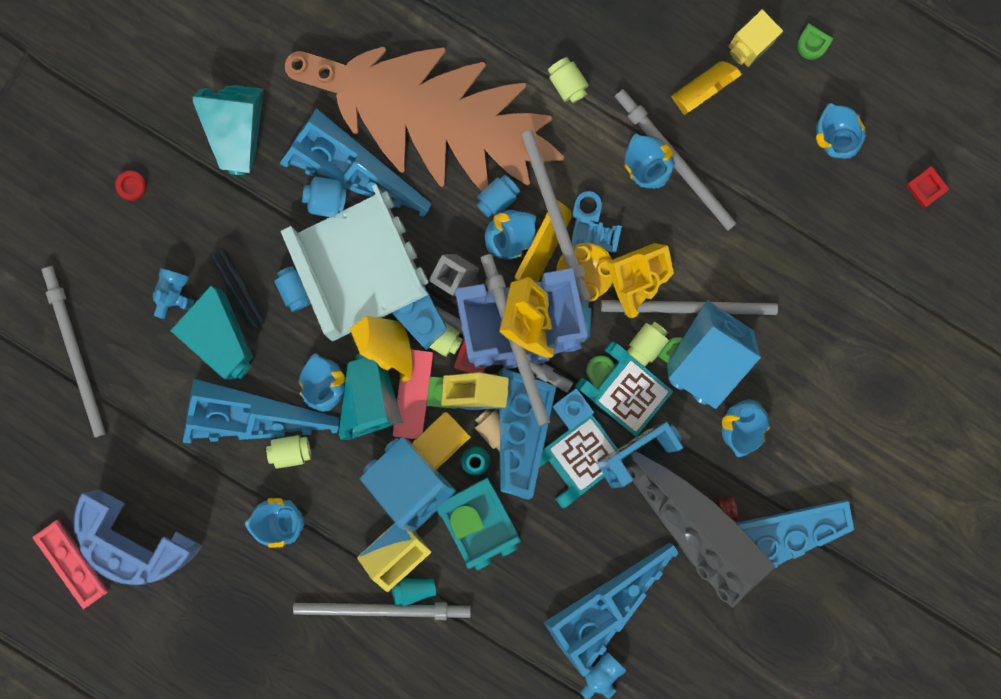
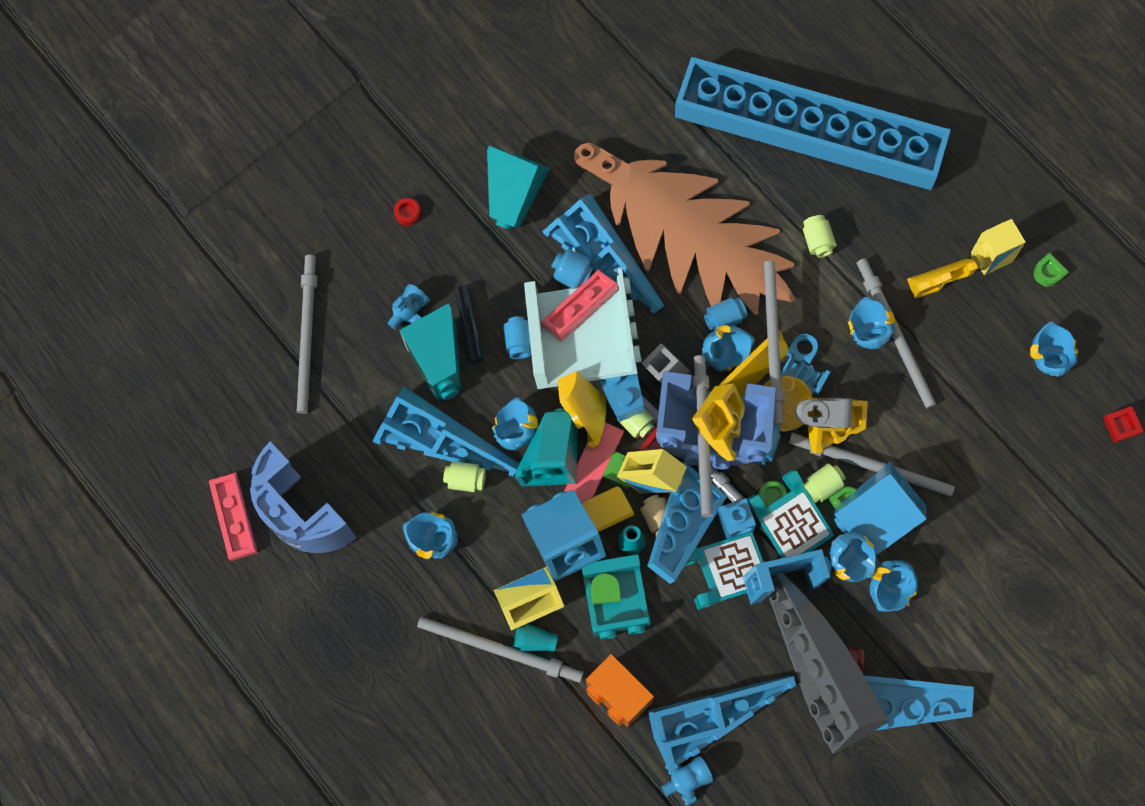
camera: 25 degrees right, 15 degrees down
(345, 235) = (579, 305): none -> coral tile
(511, 620) = (618, 691): none -> orange brick
(635, 275) = (829, 412): none -> light grey piece
(699, 416) = (852, 557): none -> dark azure hair

